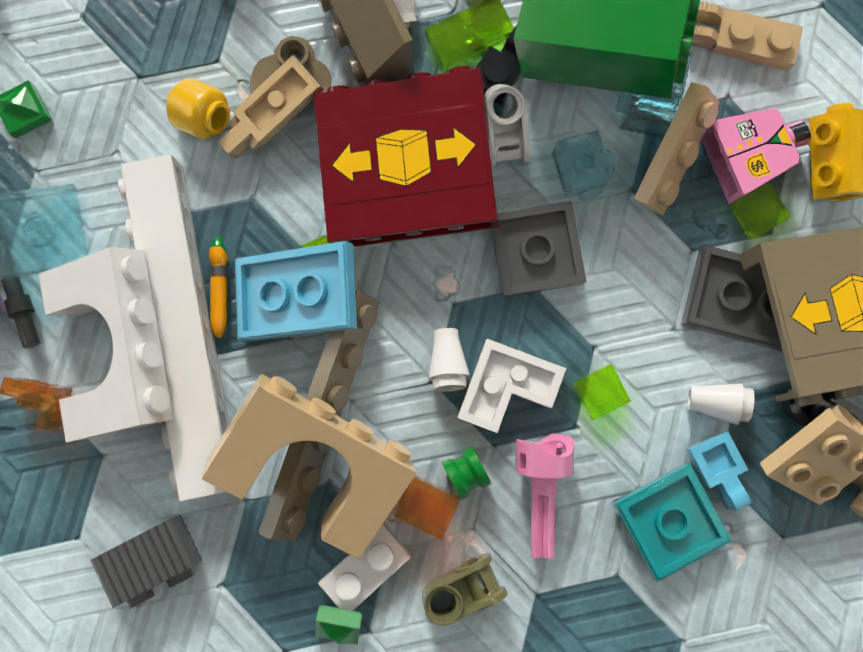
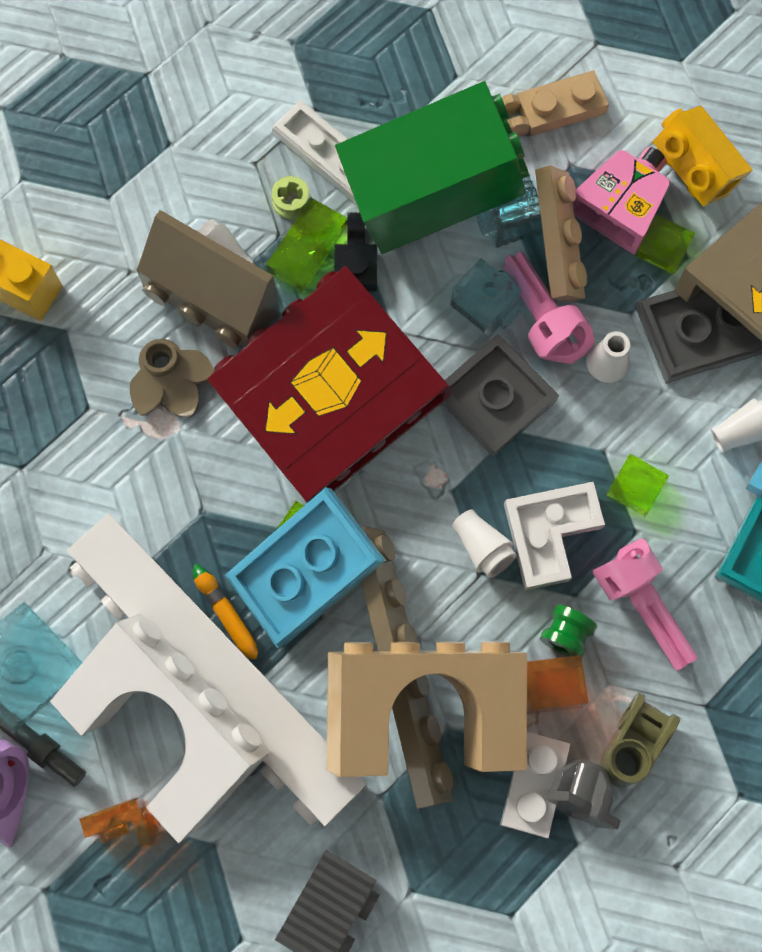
camera: 30 degrees left, 10 degrees down
(197, 109) = (102, 459): yellow head -> none
(270, 108) = (171, 416): tan hinge -> none
(338, 625) = (547, 849): green tile -> none
(394, 603) = (584, 793): none -> dark grey piece
(508, 128) = (403, 301): white piece -> none
(614, 227) = (553, 323): none -> bright pink piece
(641, 282) = (609, 358): none -> white cone

